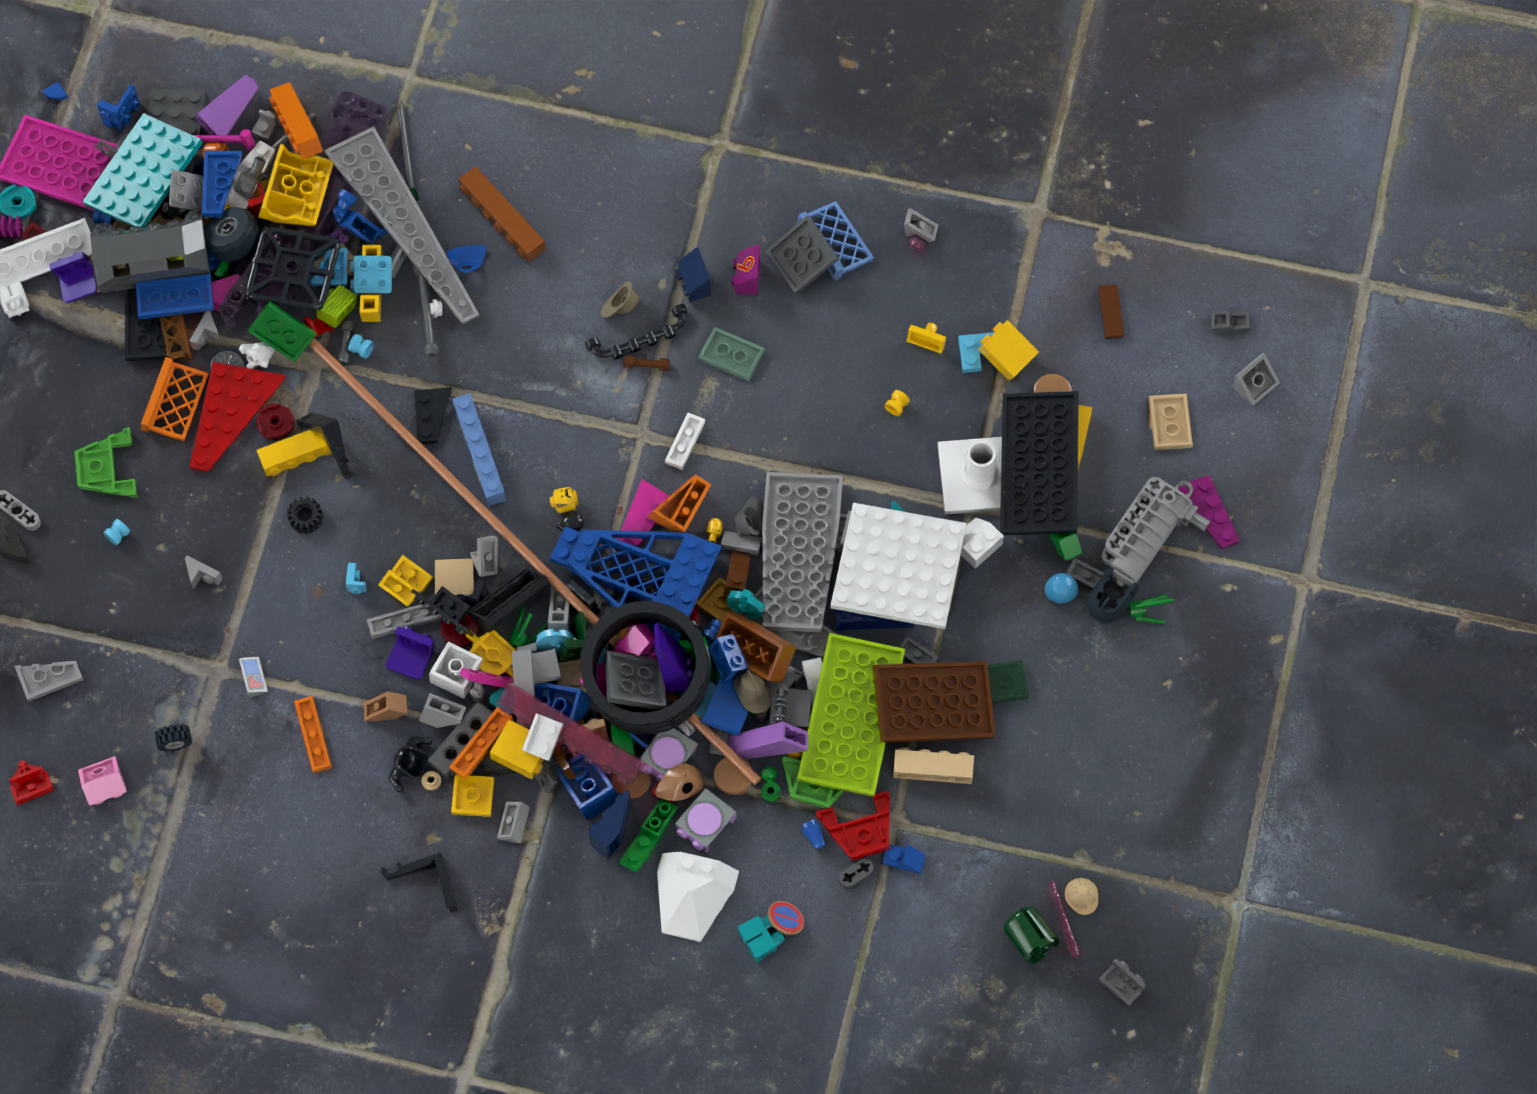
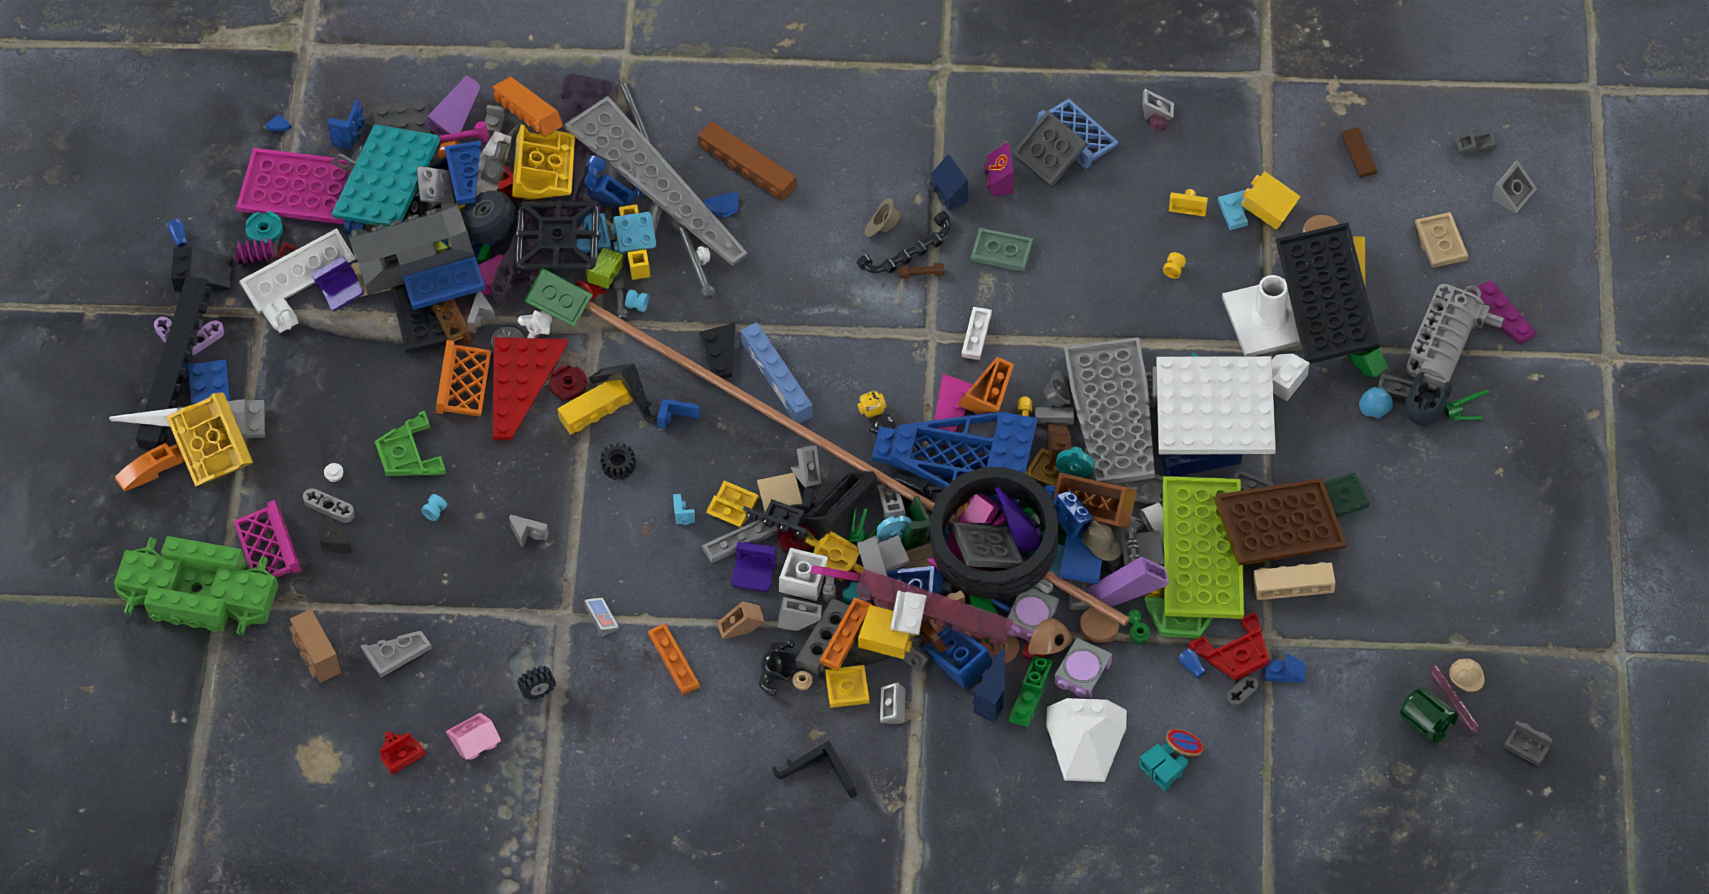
camera: 10 degrees left, 10 degrees down
(29, 476) = (333, 472): none -> white plate
(365, 466) = (671, 407): none -> blue bracket

